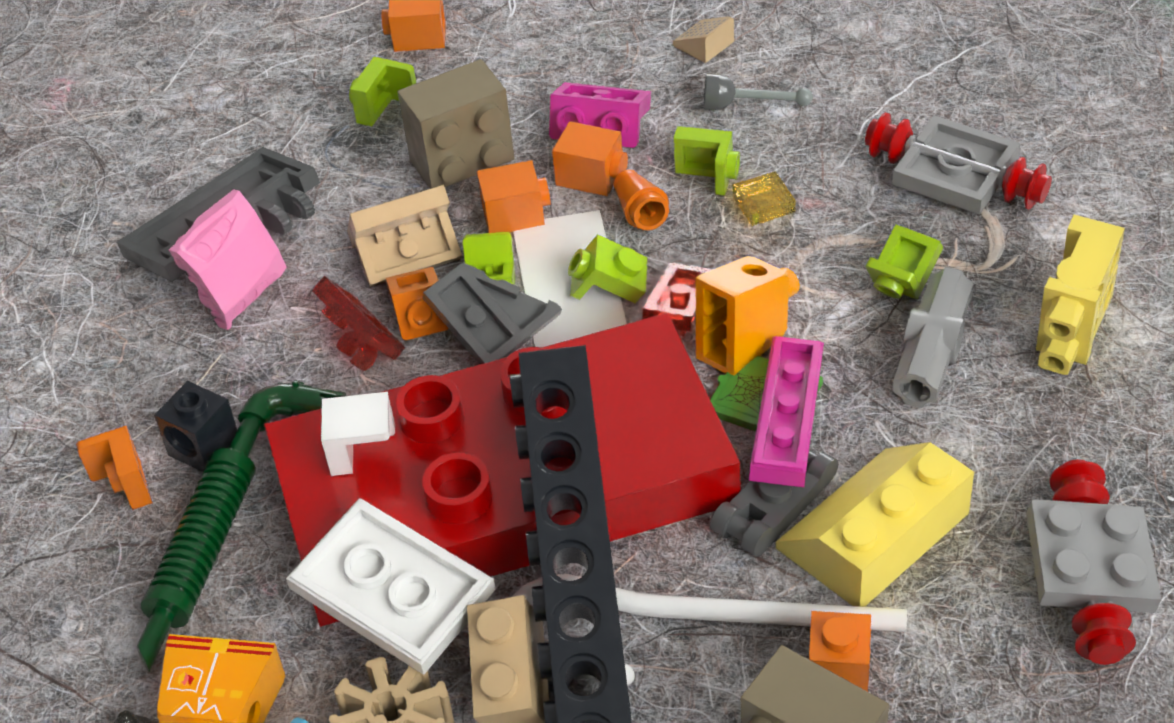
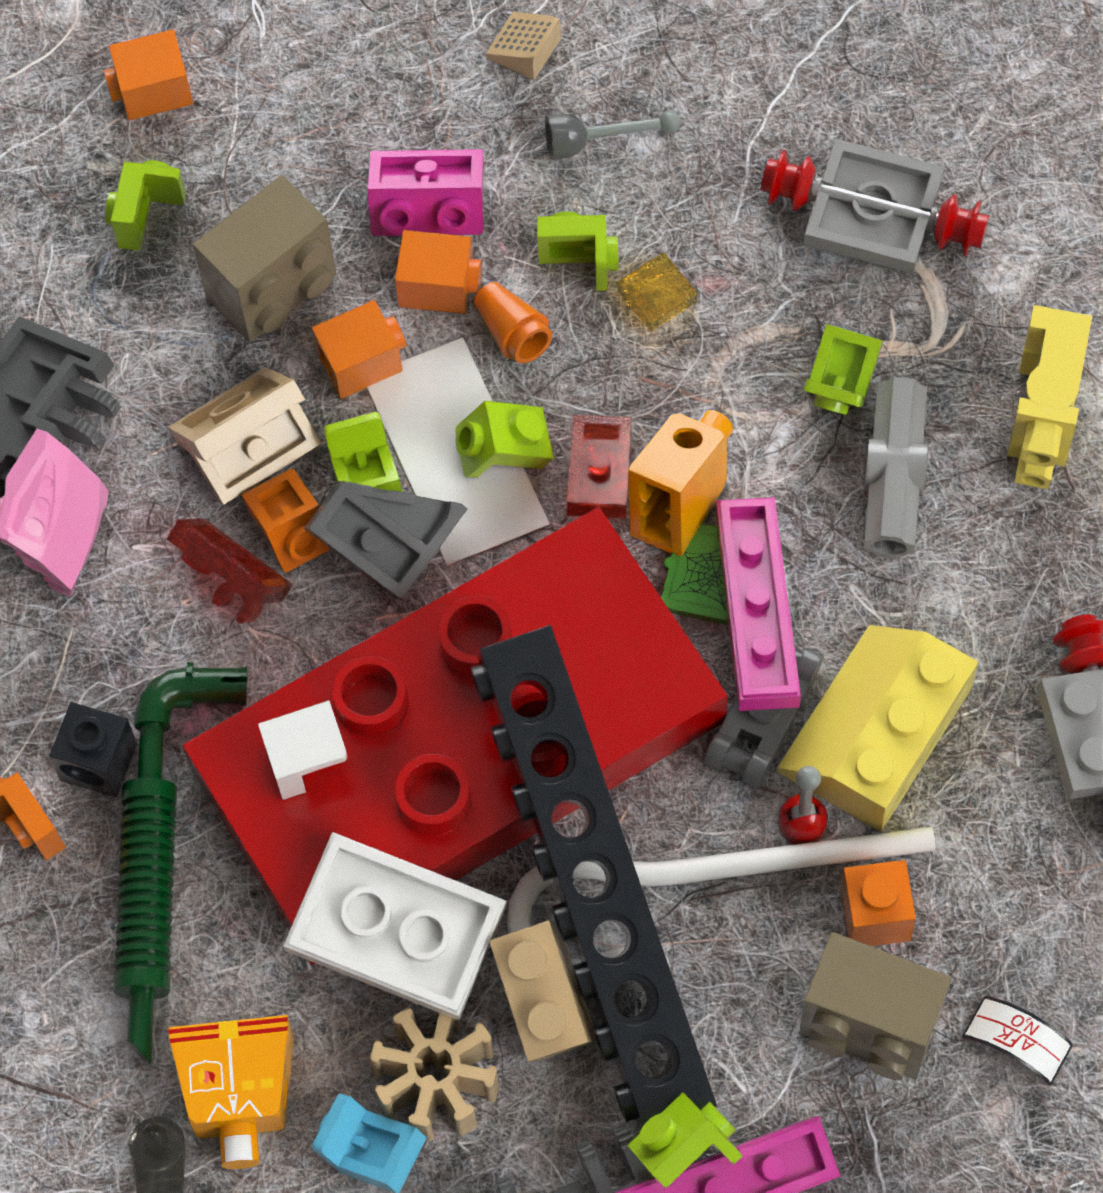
camera: 15 degrees left, 20 degrees up
(789, 578) = (806, 823): none -> red hinge

